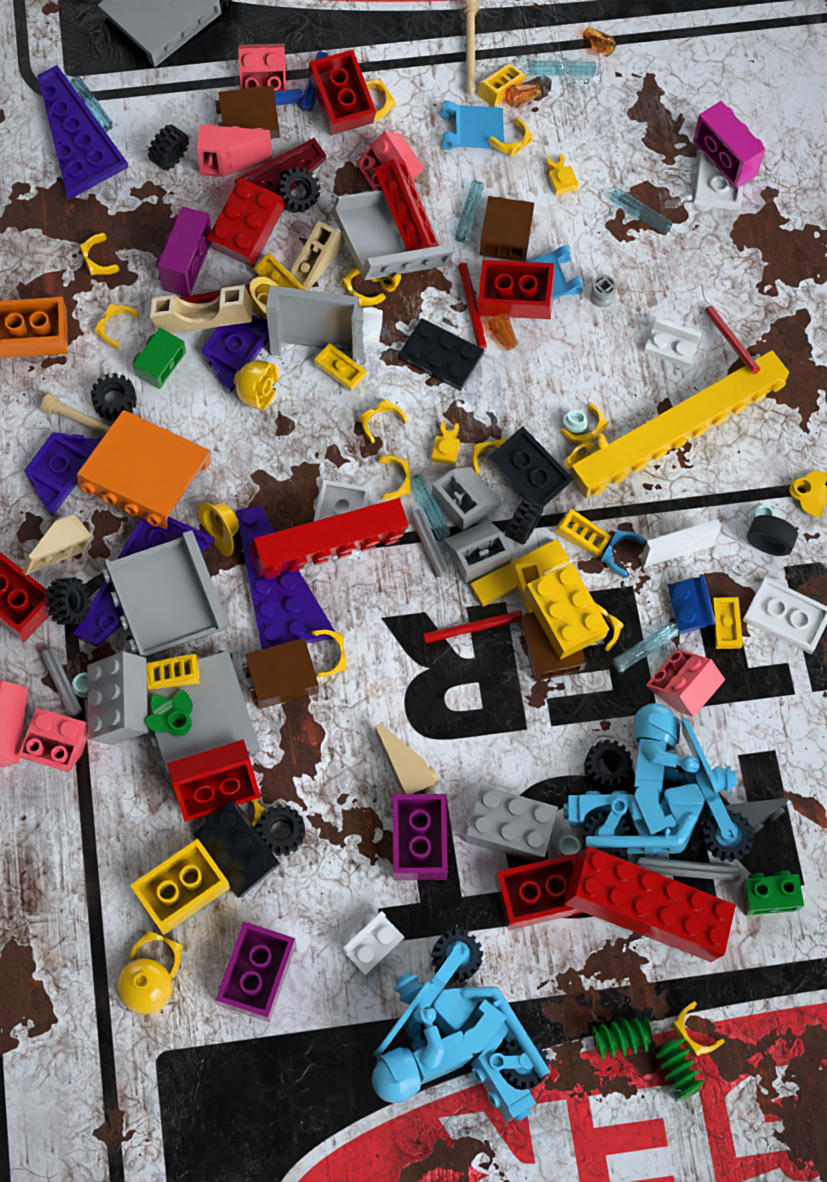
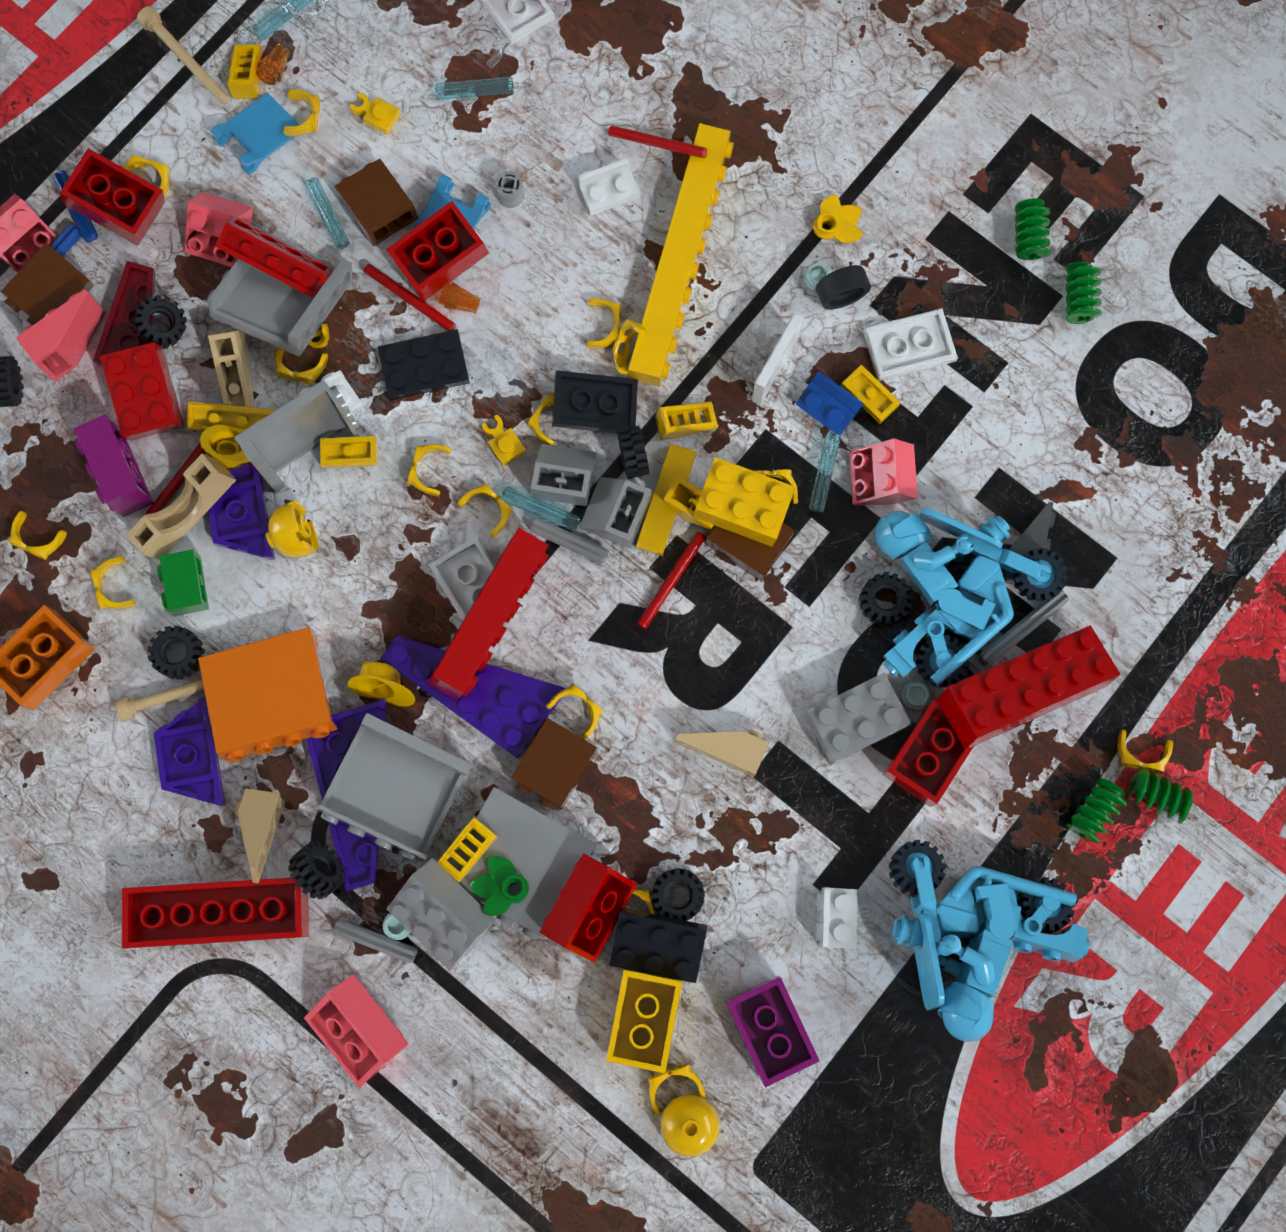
camera: 40 degrees left, 10 degrees up
(54, 740) = (421, 999): coral slope -> none
(419, 837) = (796, 798): magenta brick -> none
(575, 421) = (592, 327): light aqua plate -> none
(607, 557) = (724, 422): dark azure cap -> none
(772, 893) = (1105, 589): green brick -> none

